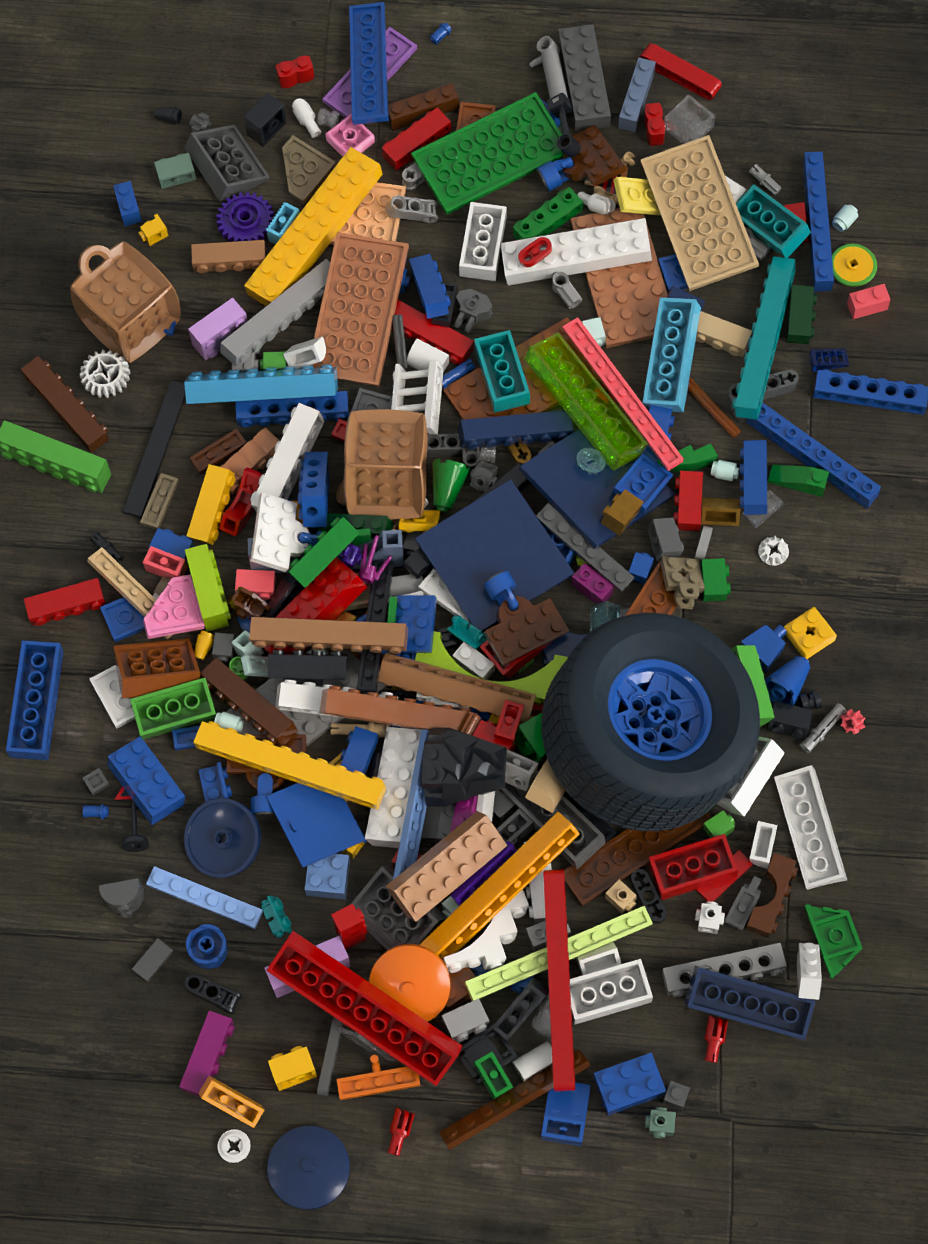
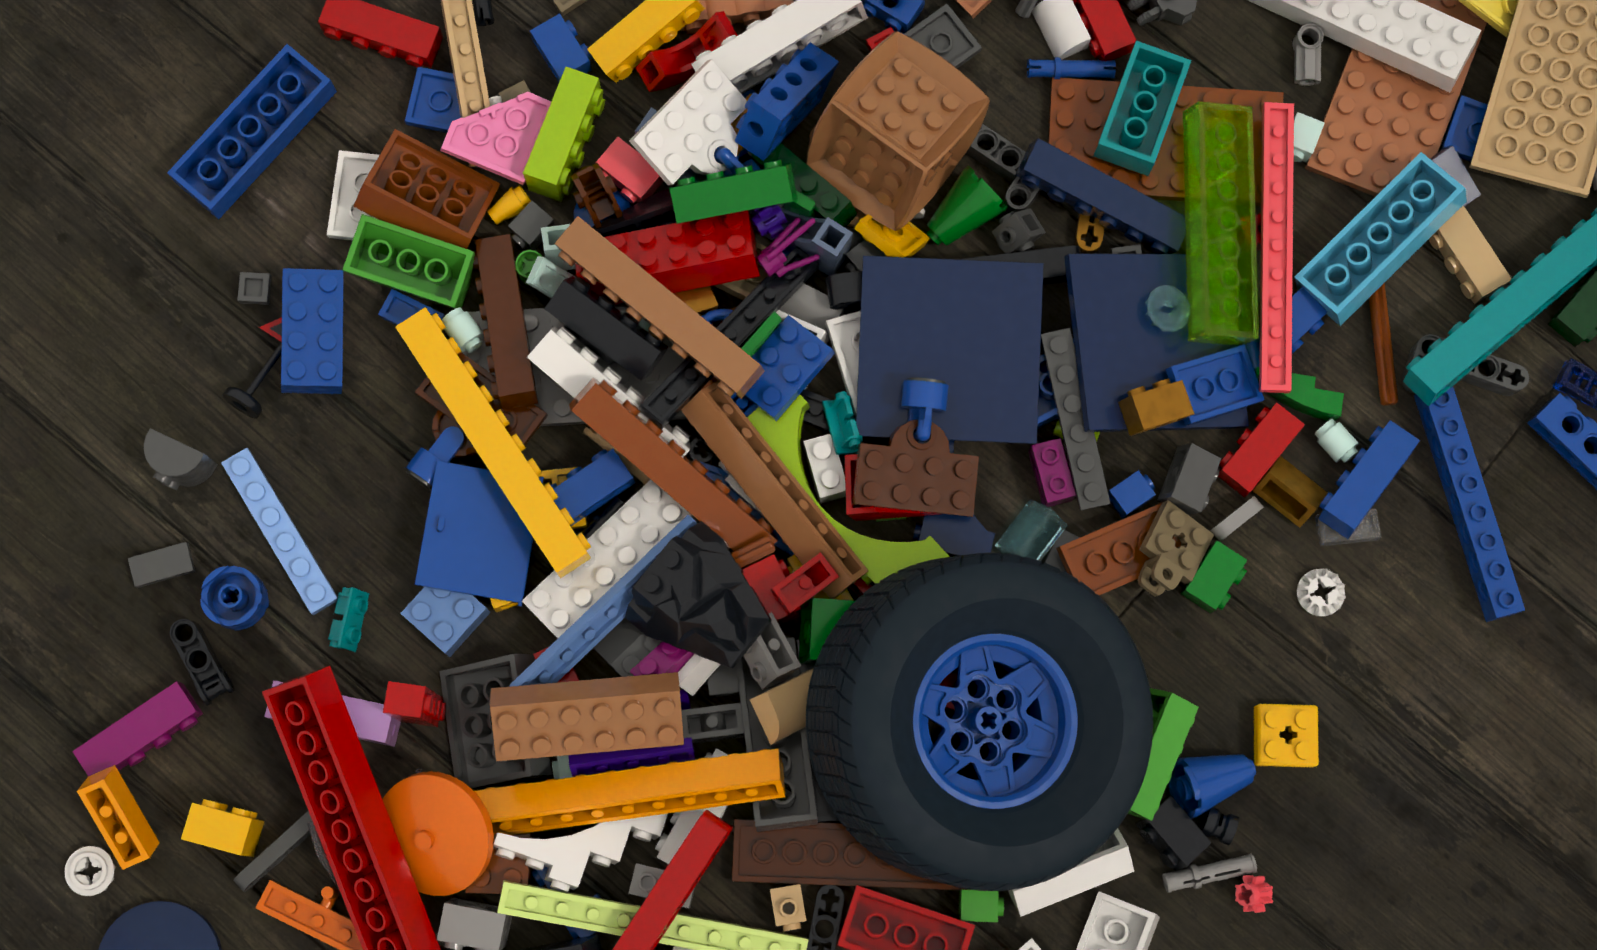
camera: 30 degrees right, 10 degrees up
(96, 811) = (233, 331): blue pin -> none
(164, 563) = (534, 66): coral brick -> none
(214, 782) = (394, 397): blue bracket -> none
(222, 838) = (351, 472): dark blue dish -> none
(432, 389) = (1034, 73): white fence -> none
(488, 454) = (1045, 206): clear wheel -> none
(767, 643) = (1218, 710): blue torso -> none
(799, 478) = (1426, 520): green slope -> none

